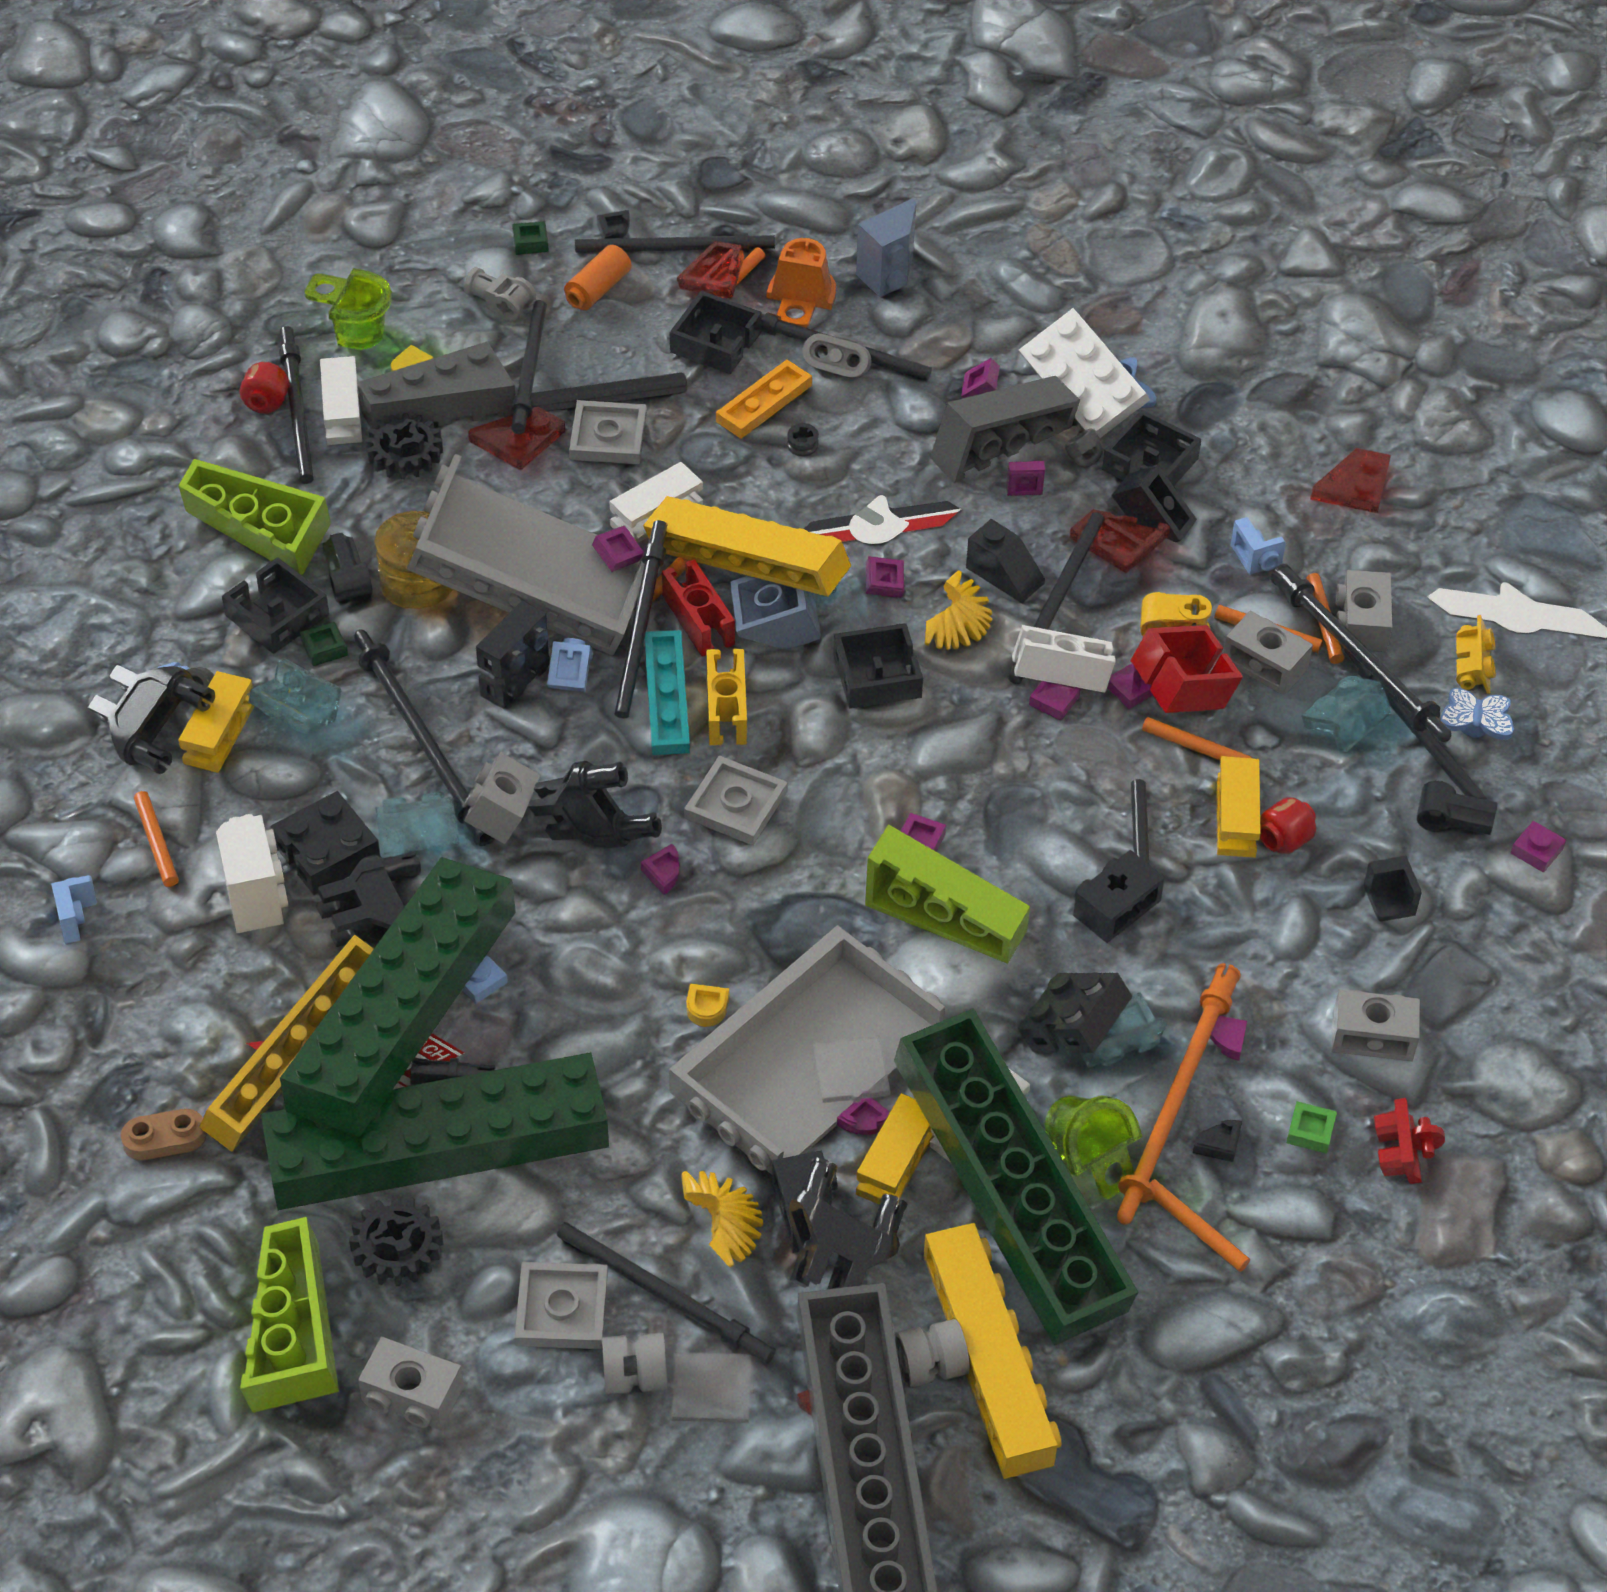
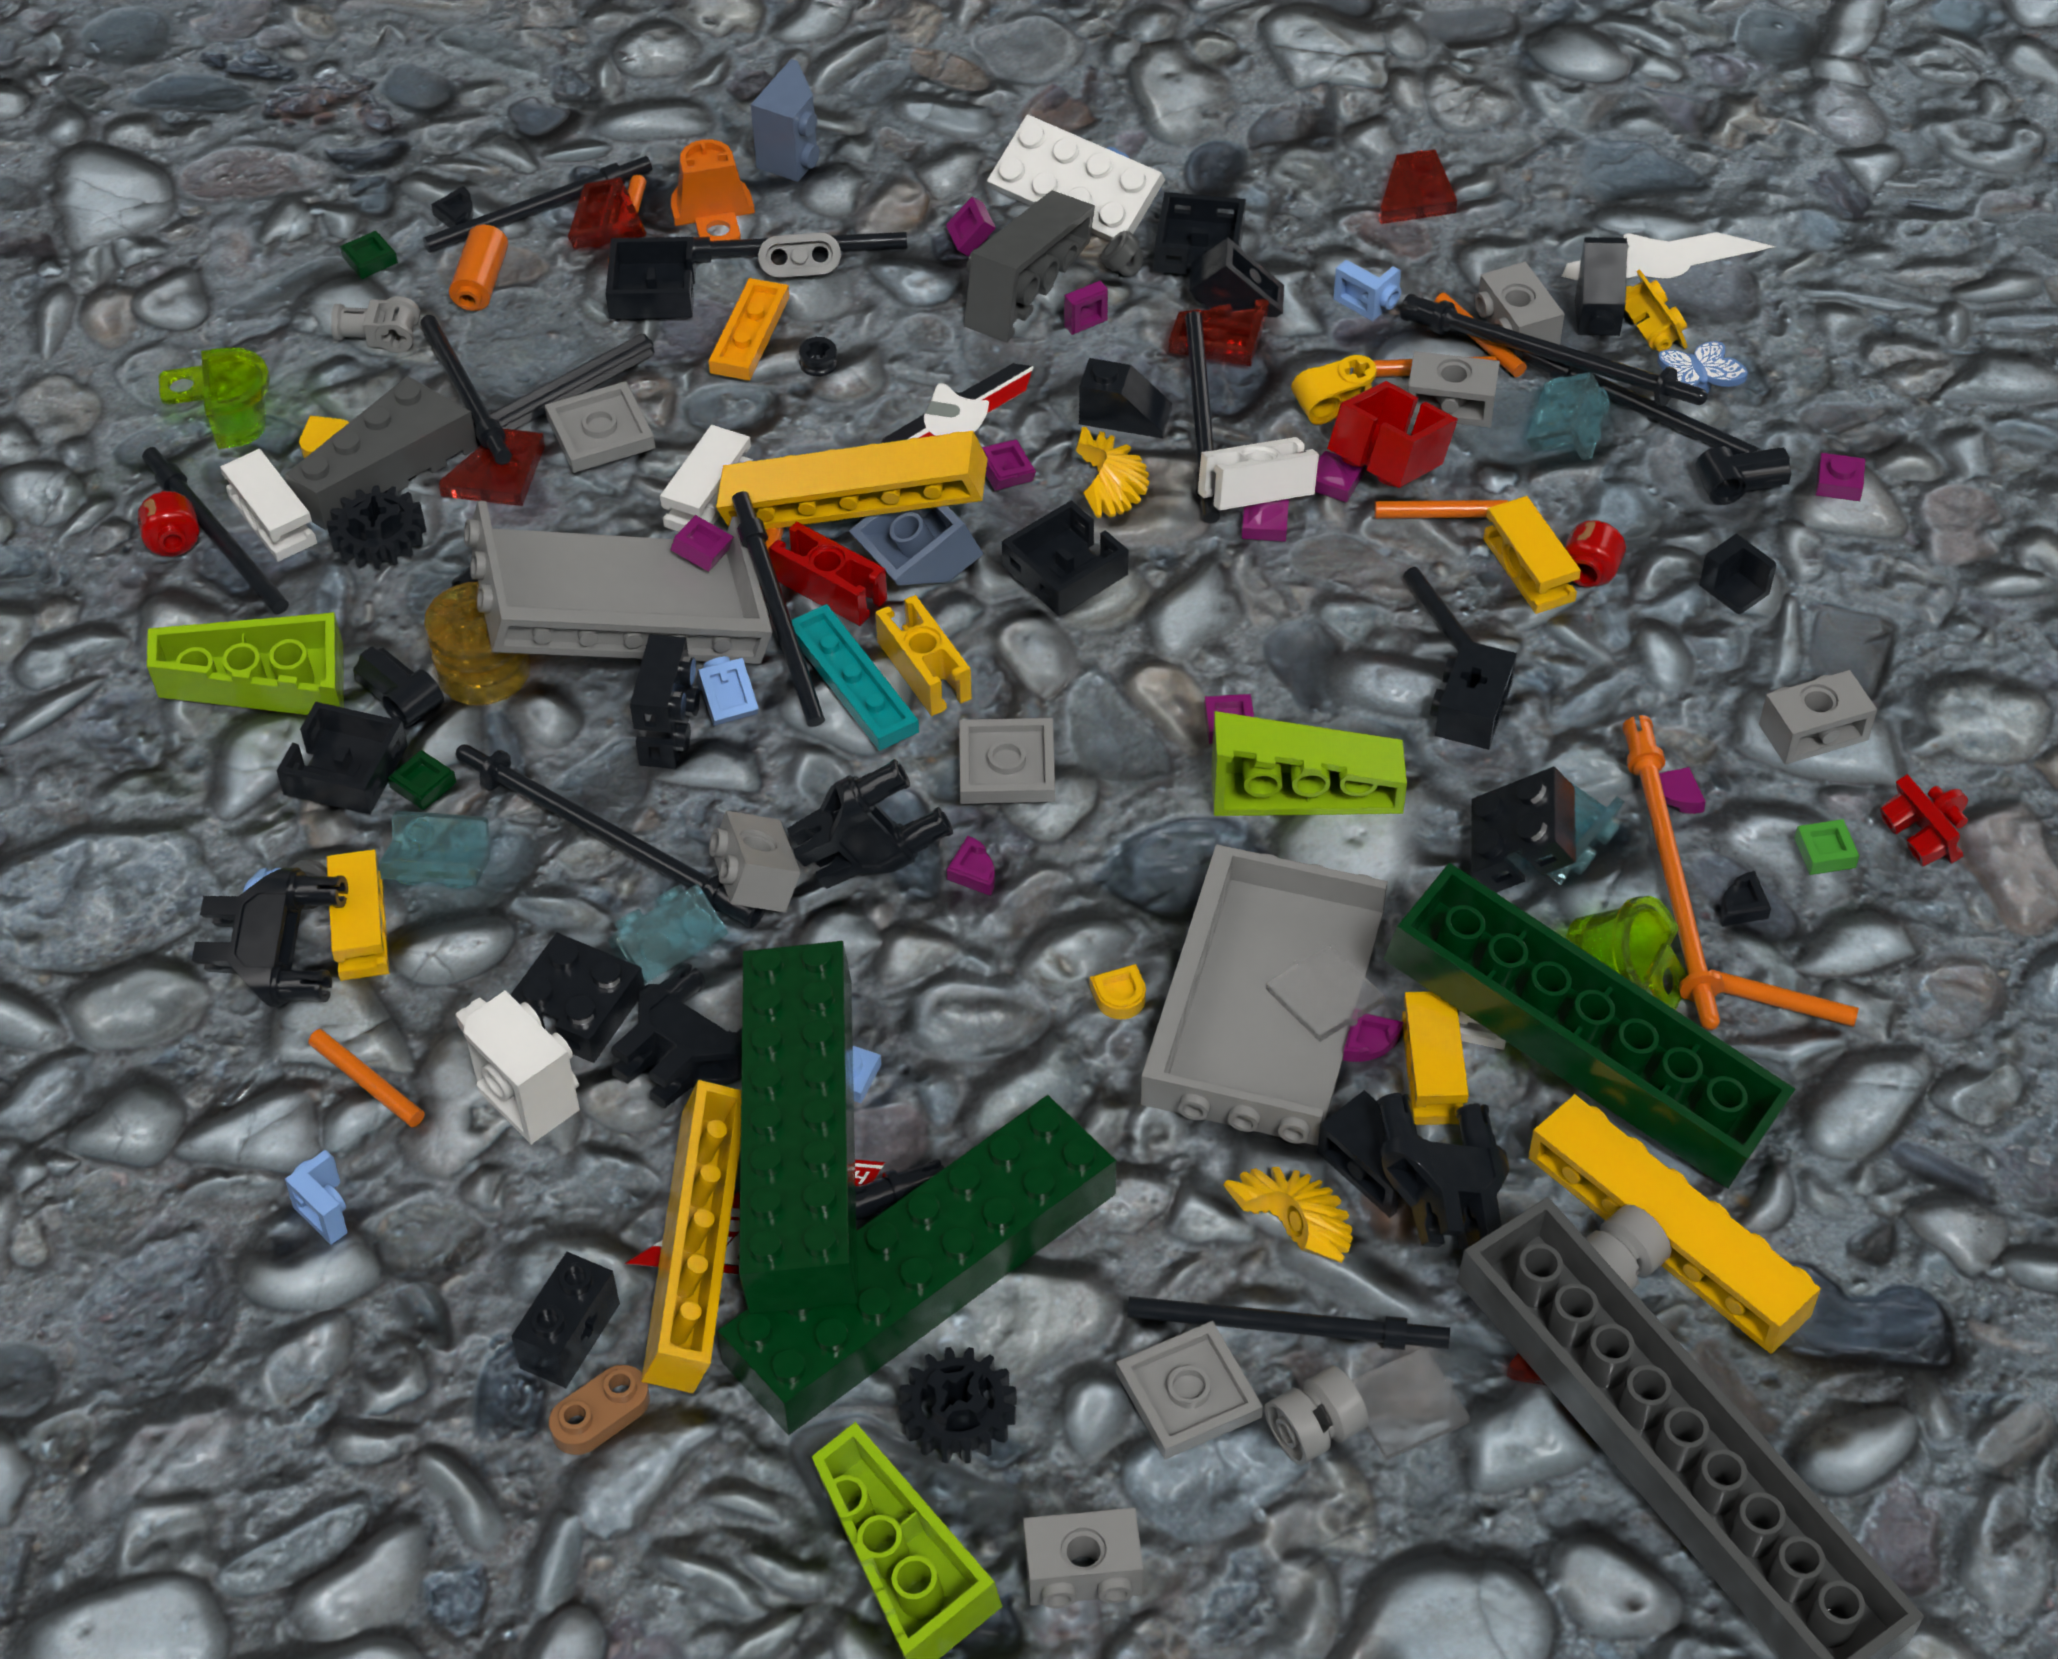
camera: 25 degrees left, 0 degrees up
(175, 1062) = (566, 1319): none -> black brick
(1439, 617) = (1601, 286): none -> black slope

